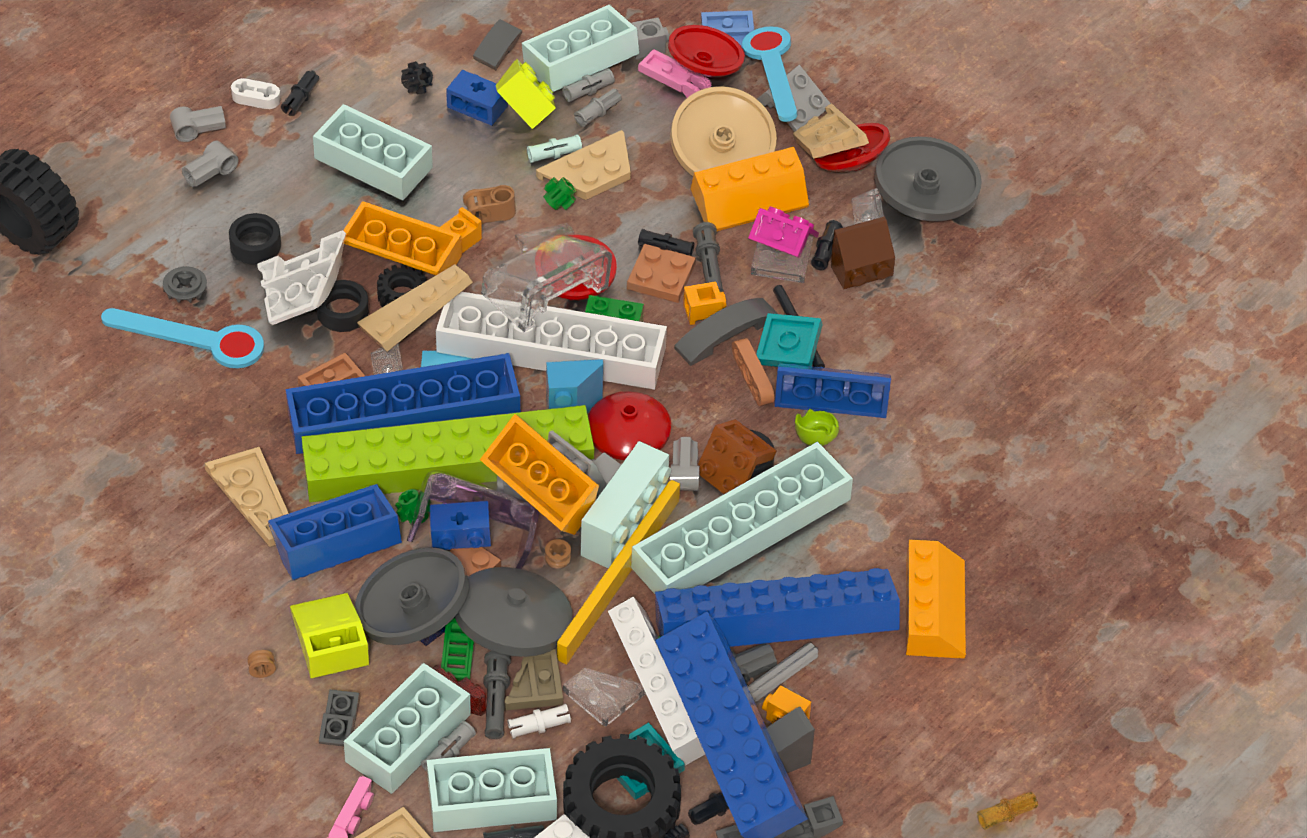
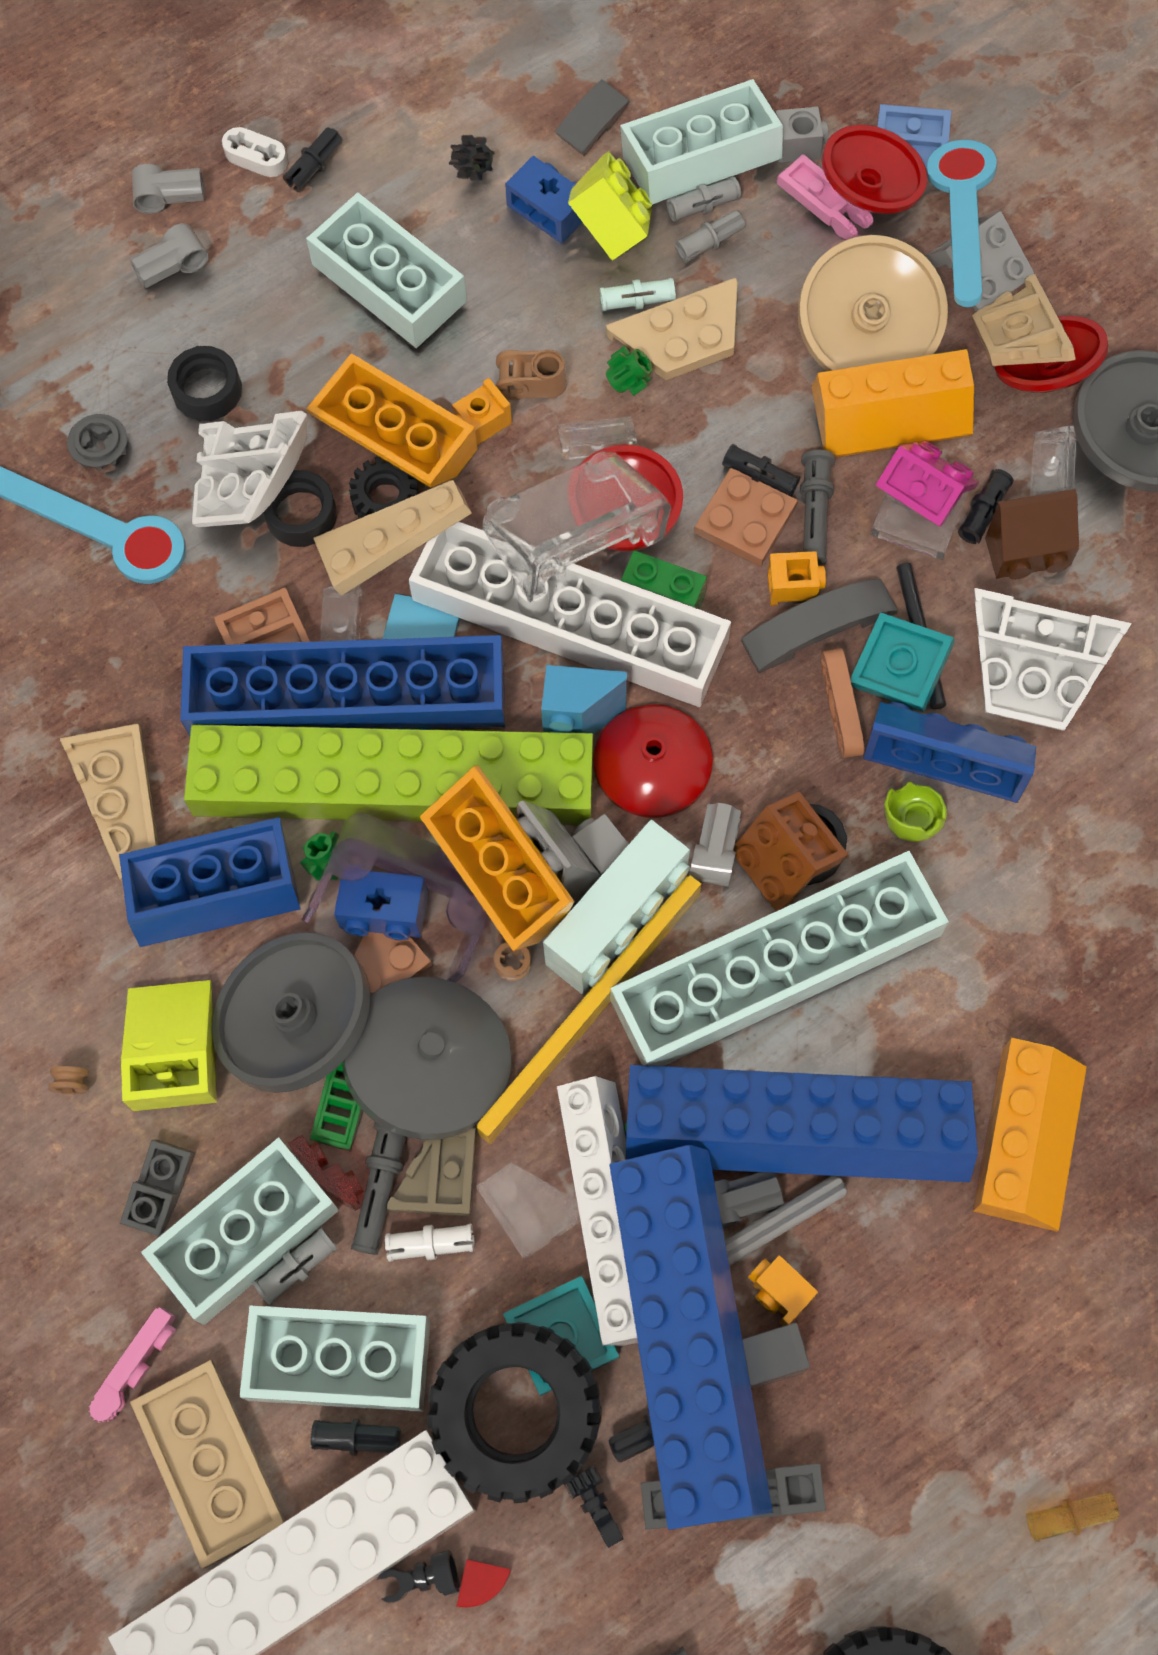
camera: 15 degrees right, 20 degrees up
(882, 327) = (1040, 658): none -> white wedge

